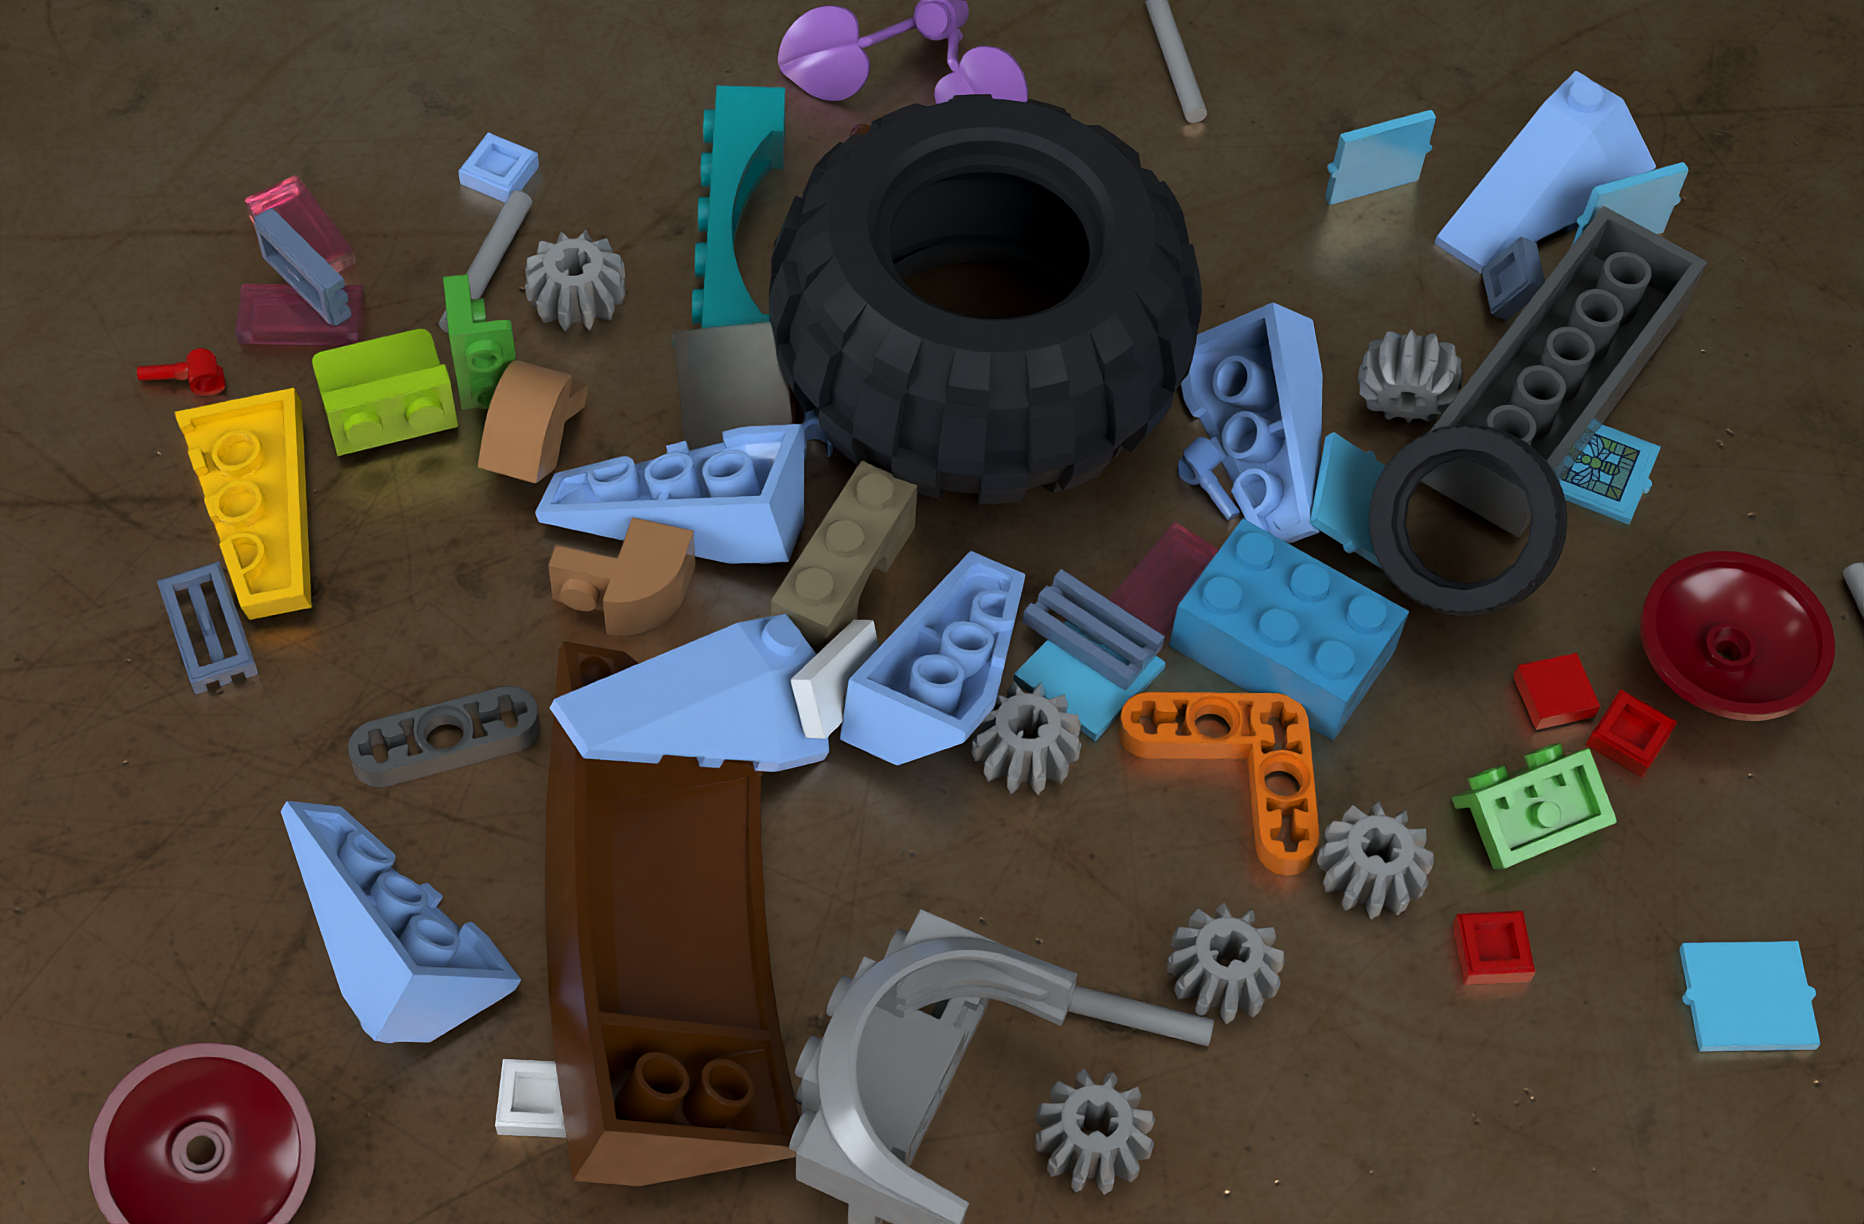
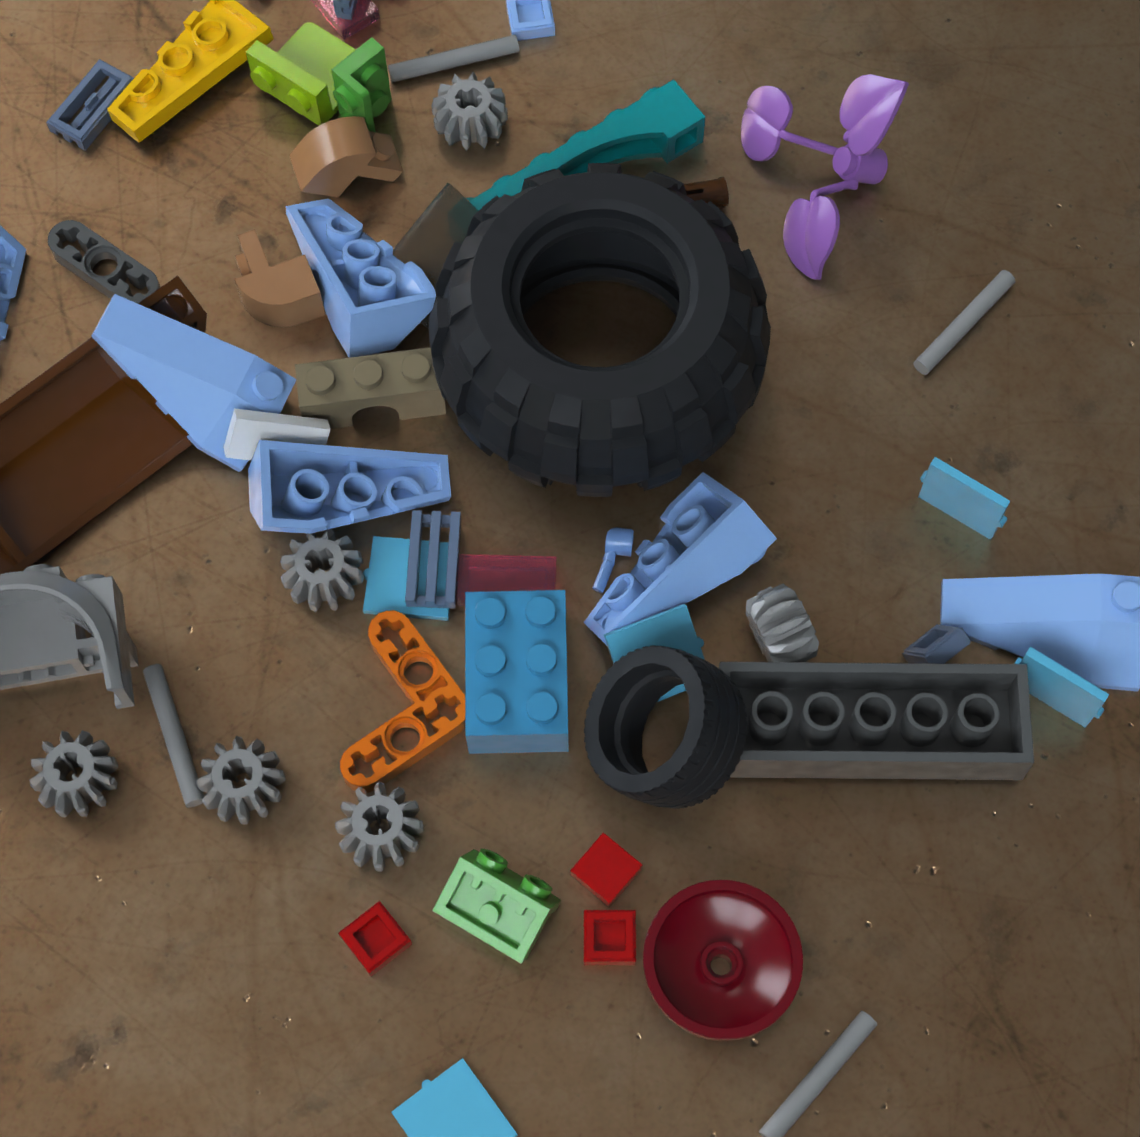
camera: 60 degrees right, 10 degrees up
(1611, 474) = (826, 808): piece -> none

